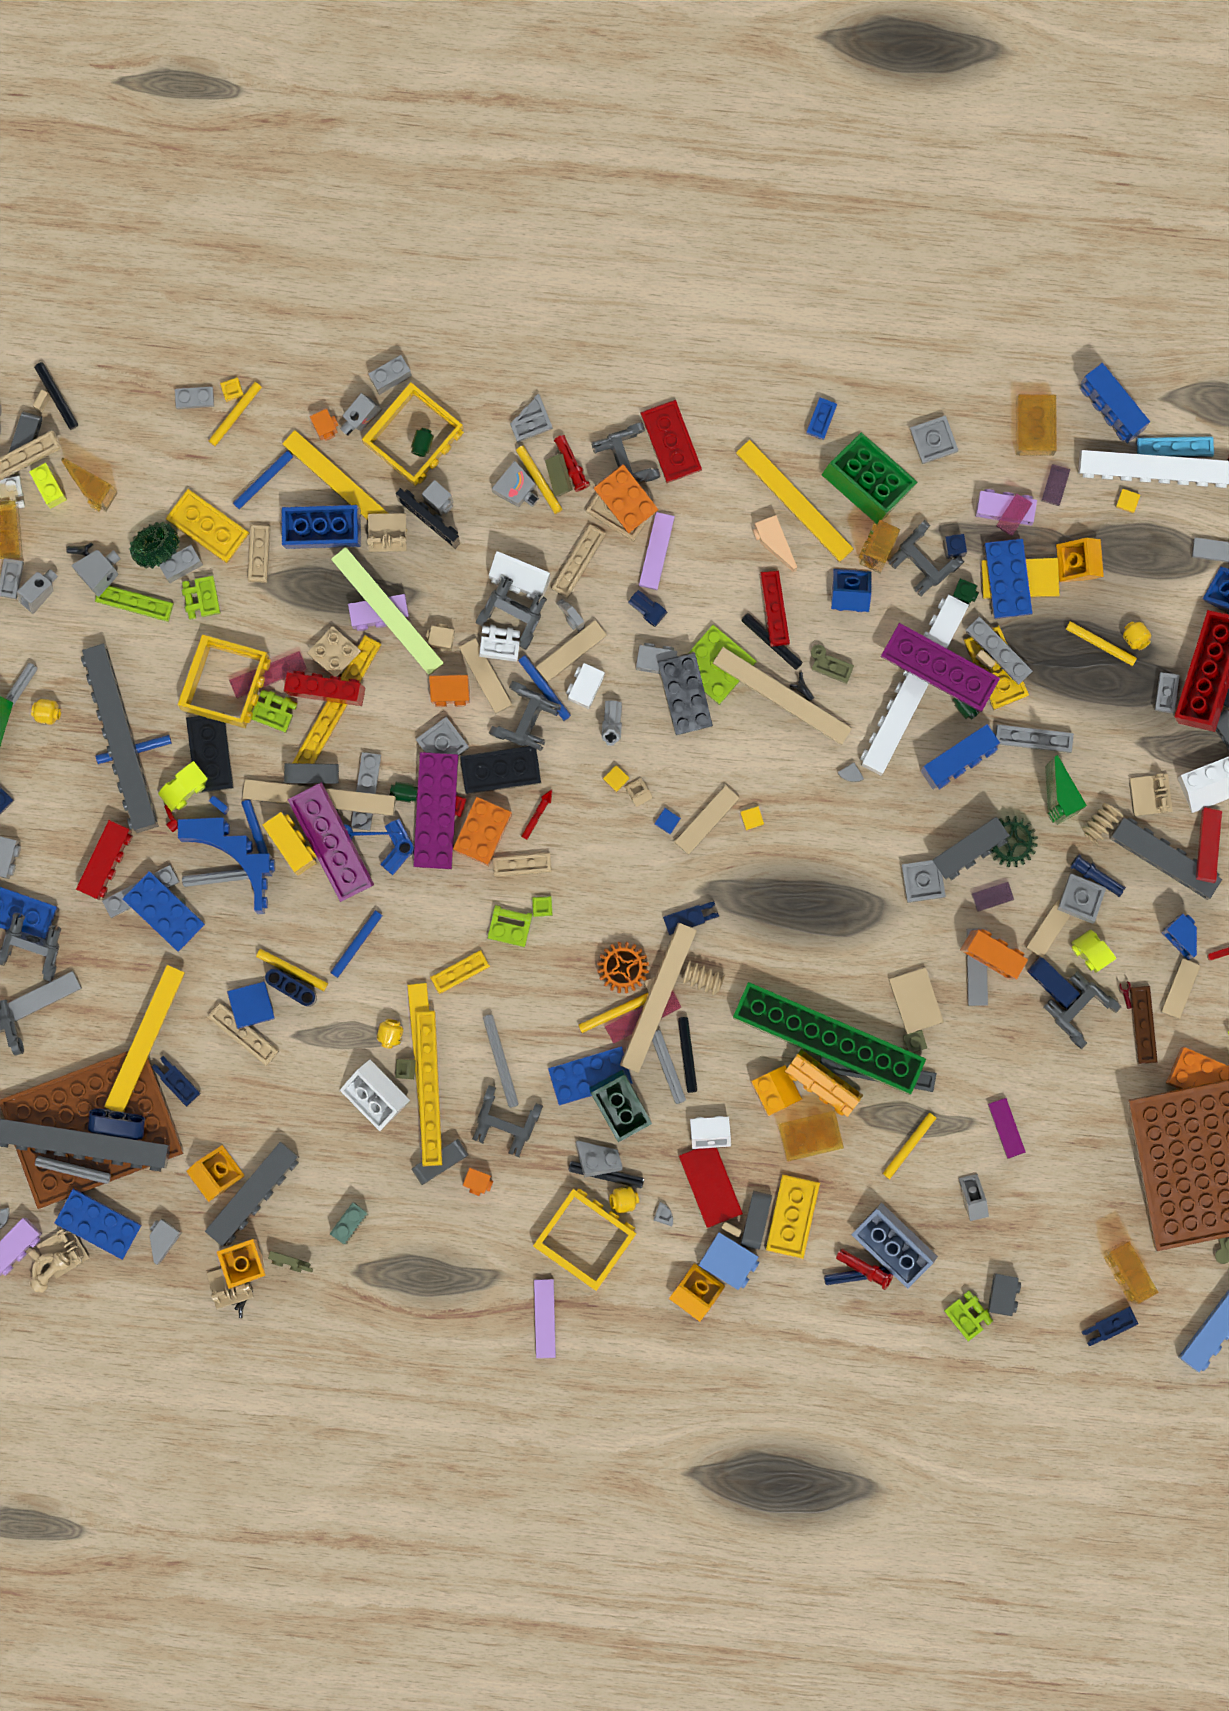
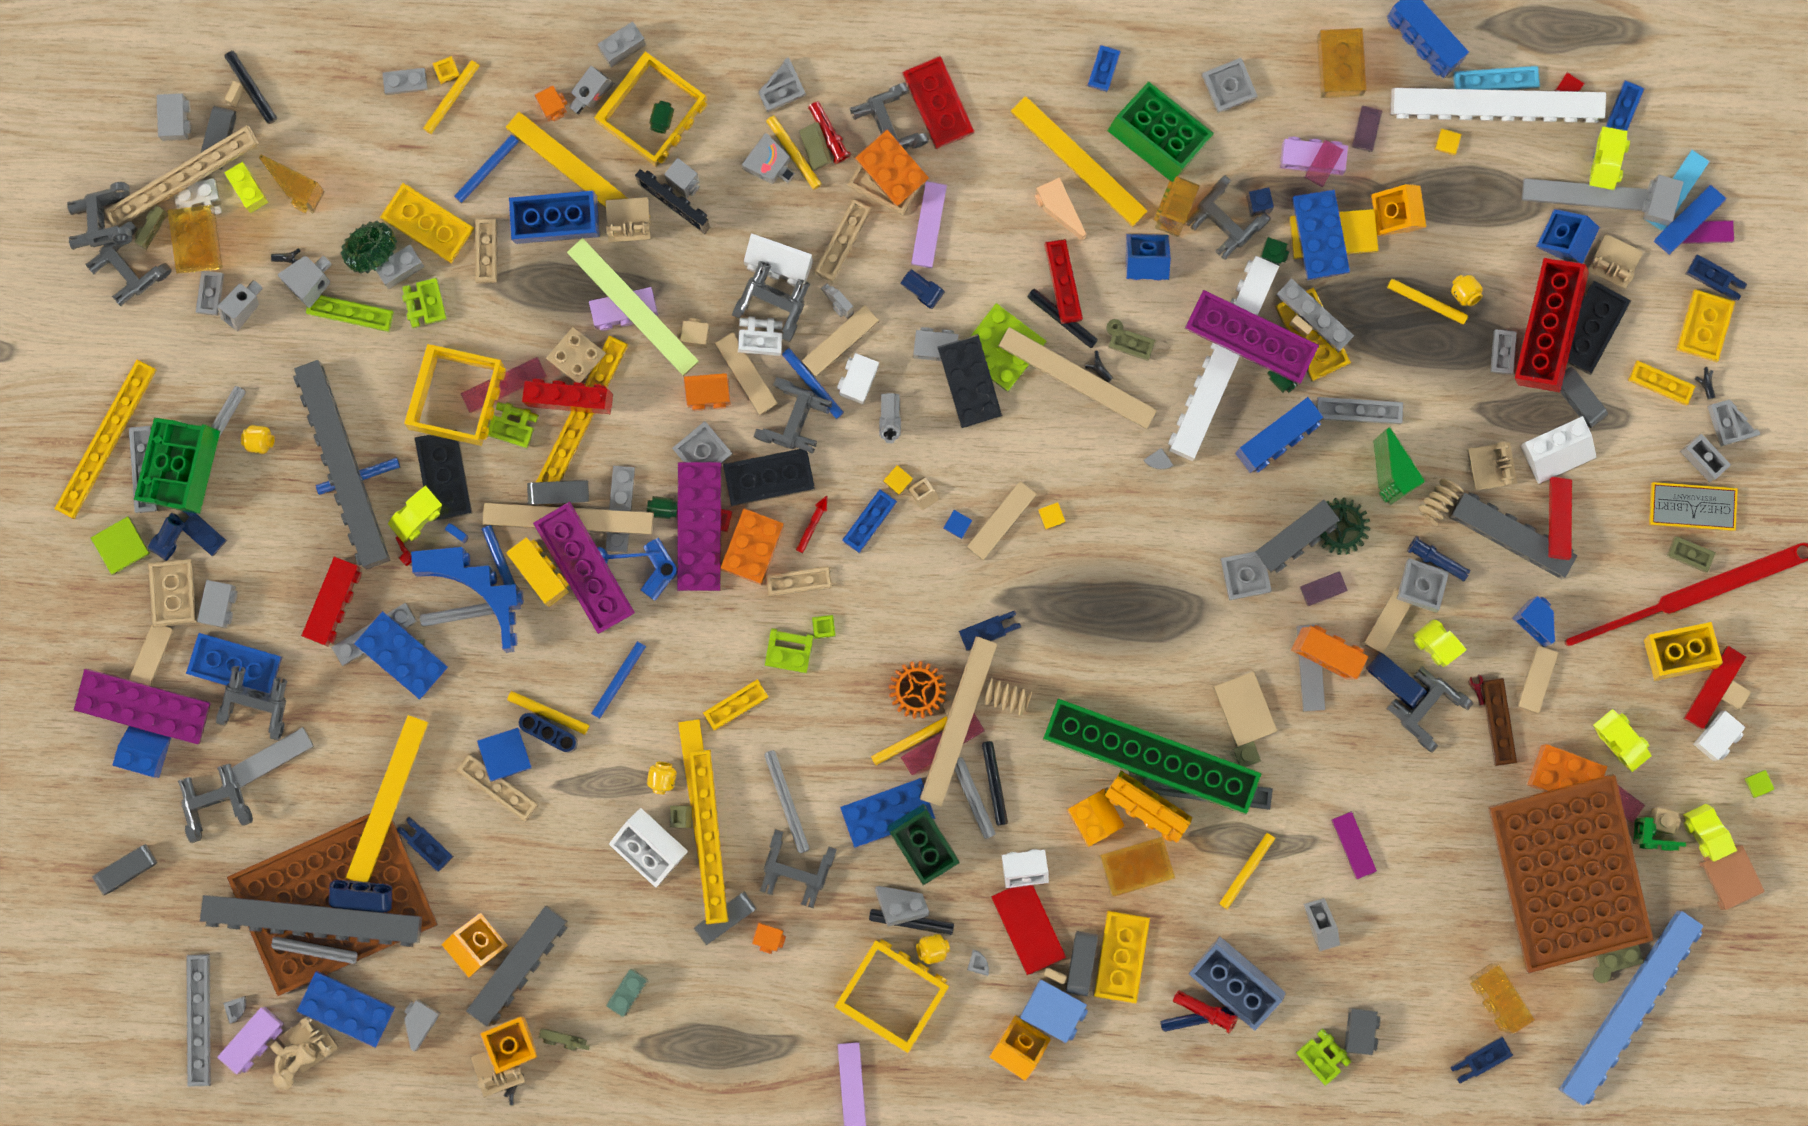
camera: 10 degrees left, 0 degrees up
(588, 814) = (869, 521): none -> blue tile

